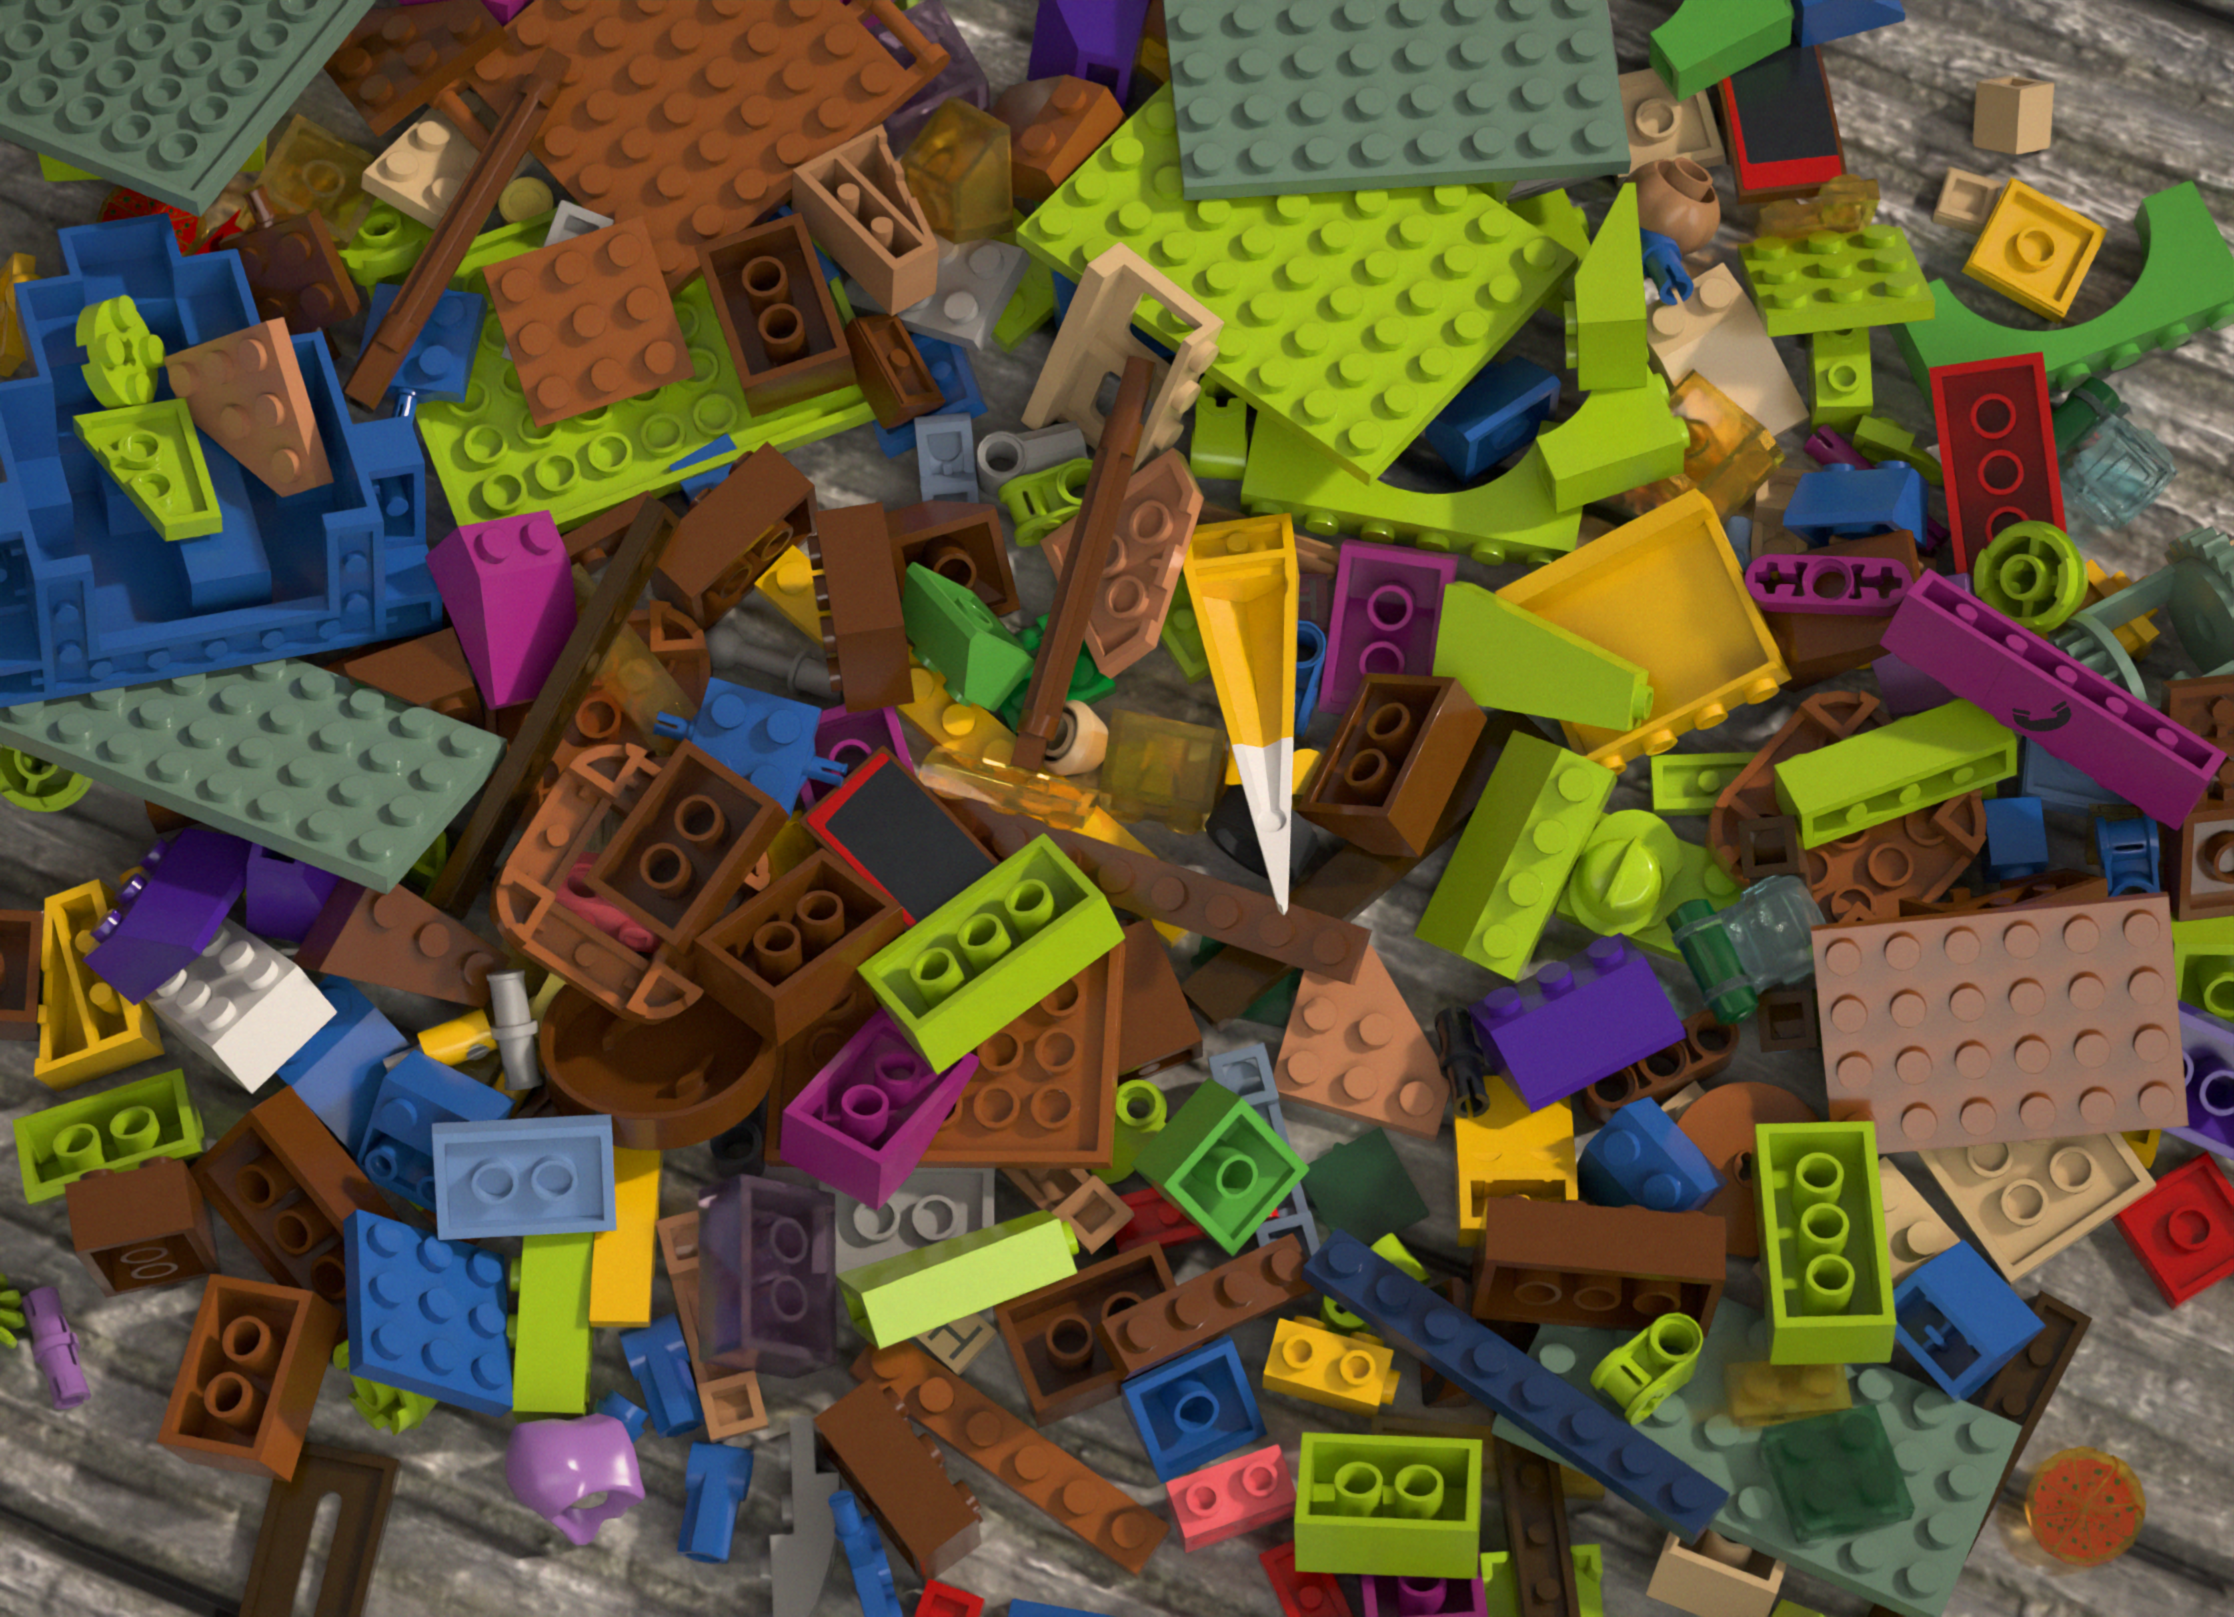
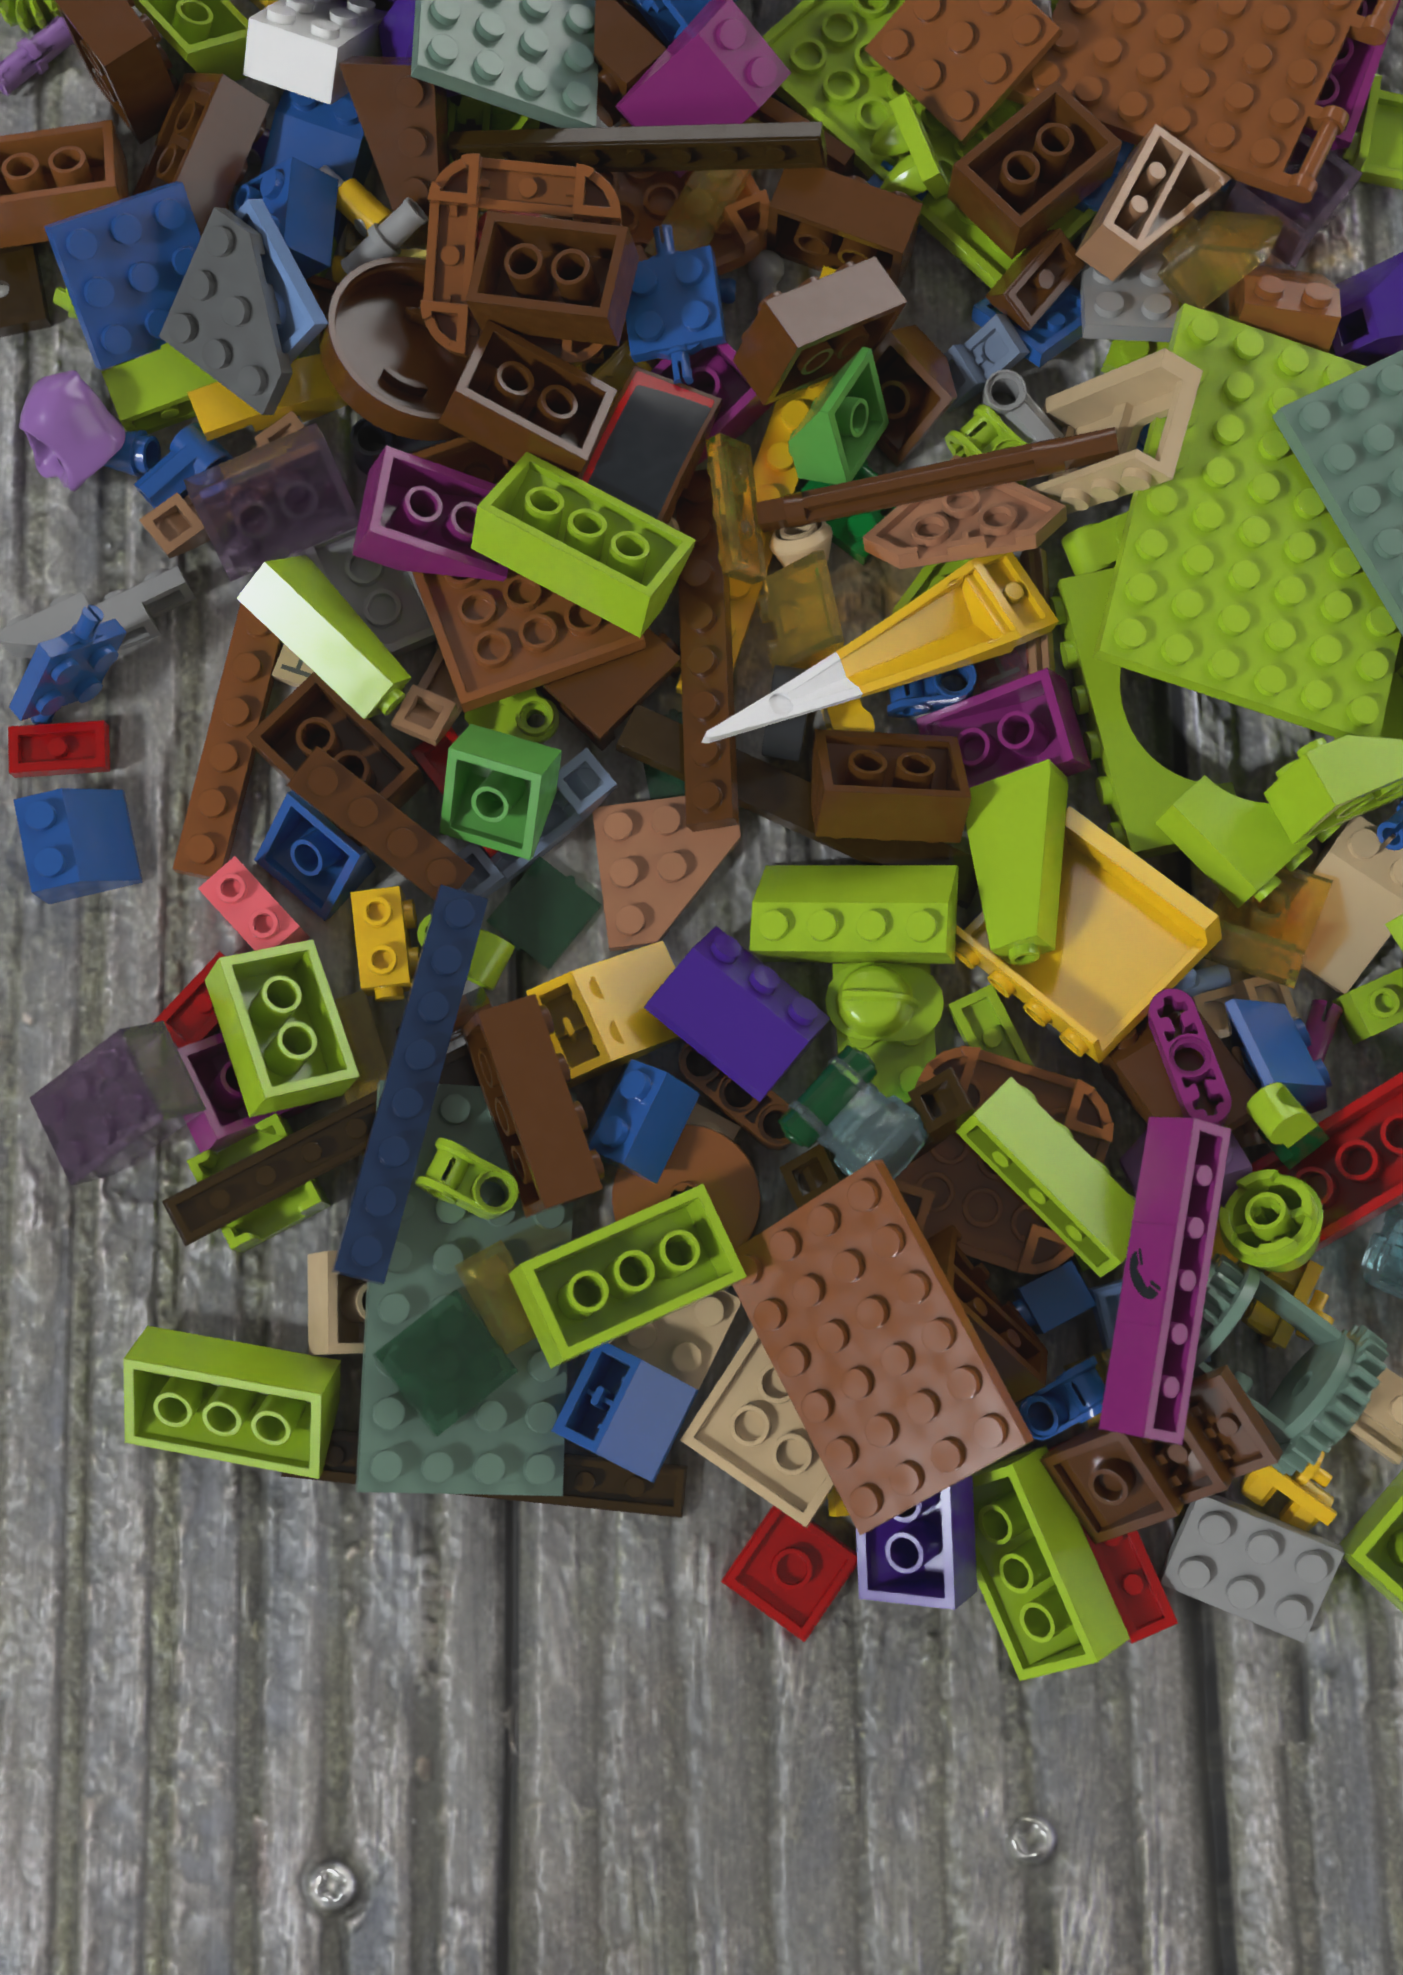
camera: 65 degrees right, 10 degrees up
(540, 1222) = (230, 314): none -> dark grey plate
(710, 436) = (907, 133): none -> lime tile
(715, 1484) = (114, 543): blue piece -> none
(900, 1479) = (160, 663): reddish brown brick -> none
(1461, 1062) = (669, 941): black pin -> none
(1494, 417) = (1219, 744): blue slope -> none
(1889, 441) = (1347, 1067): lime plate -> none
(1938, 522) = (1285, 1124): none -> lime leg
(2085, 1506) = (527, 1571): tile -> none

